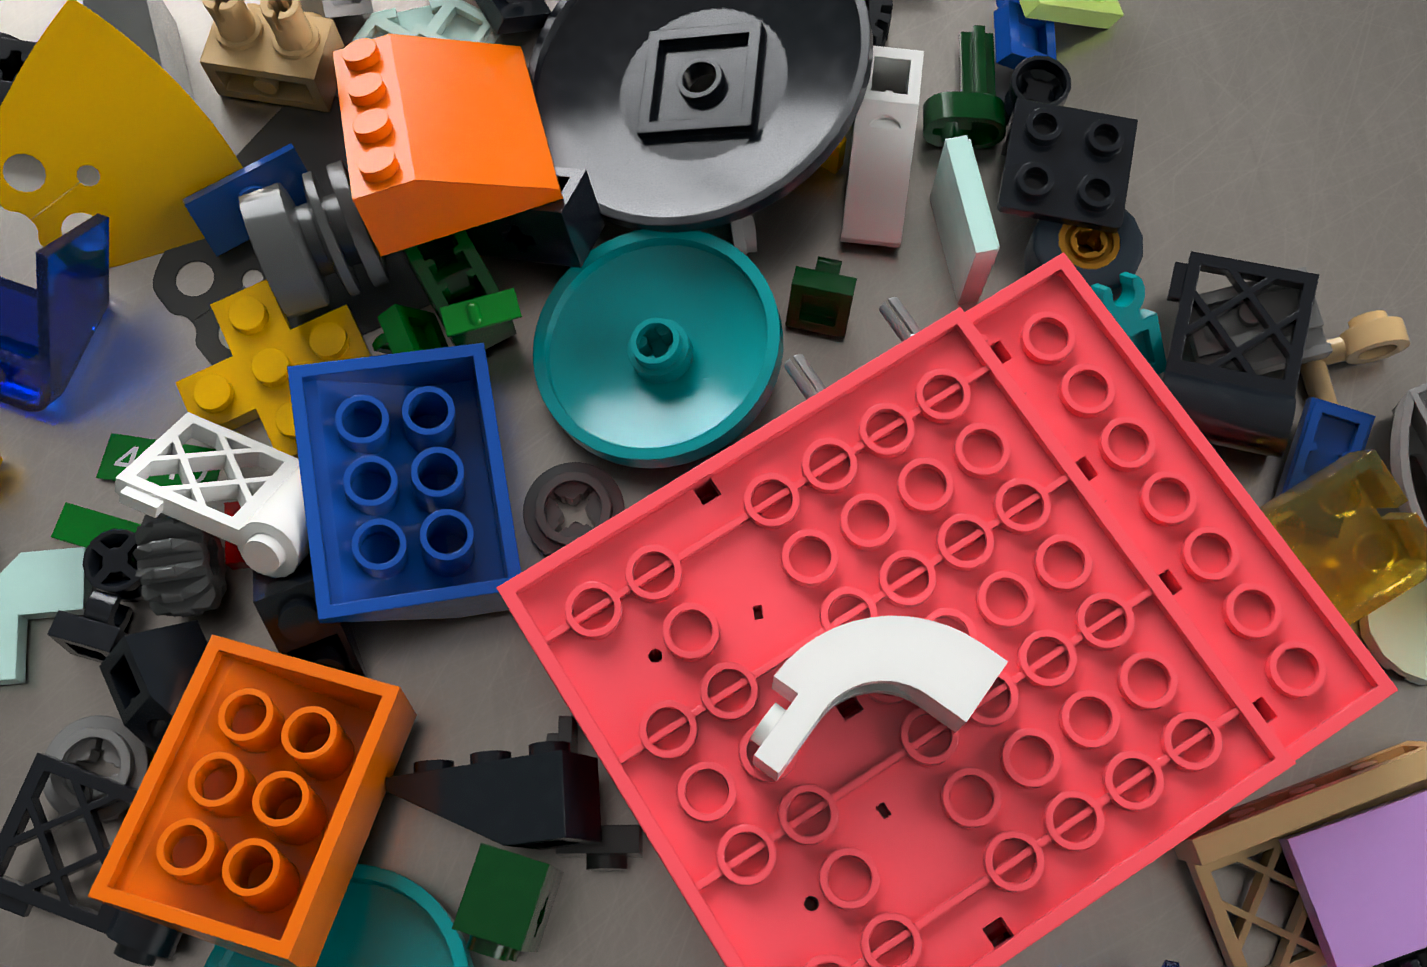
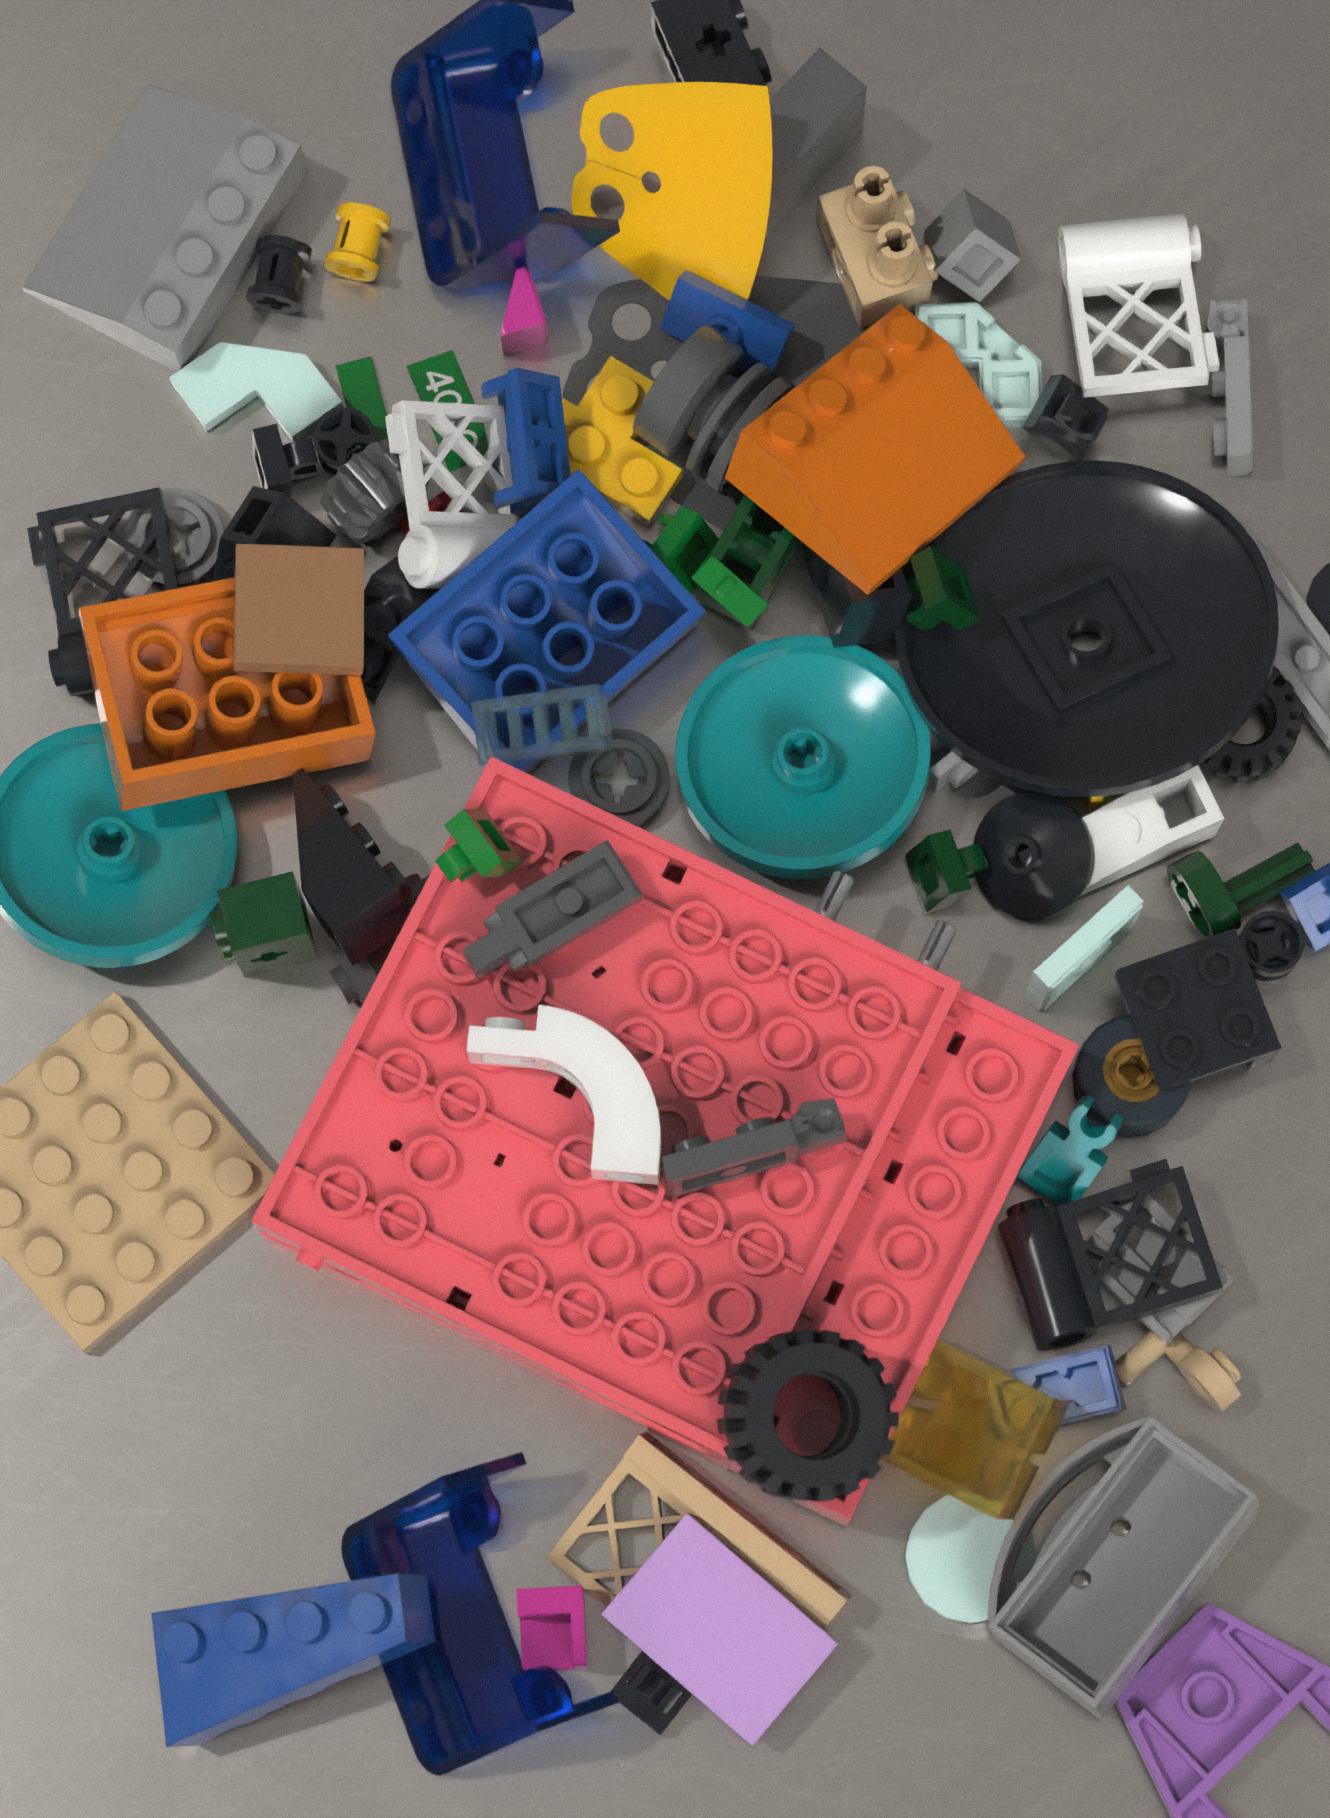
camera: 60 degrees right, 5 degrees up
(126, 349) = (524, 317): none -> dark pink slope
(230, 397) = (534, 436): none -> blue hinge
(238, 687) = (299, 609): none -> medium nougat tile
(517, 484) = (597, 719): none -> clear light blue slope
(579, 645) = (479, 848): none -> green tile
(595, 151) = (944, 591): none -> dark green tile
(684, 613) = (554, 912): none -> dark grey hinge
(860, 190) = (1059, 851): none -> black dish
(1019, 557) = (754, 1148): none -> dark grey hinge
(1347, 631) = (862, 1404): none -> black tyre

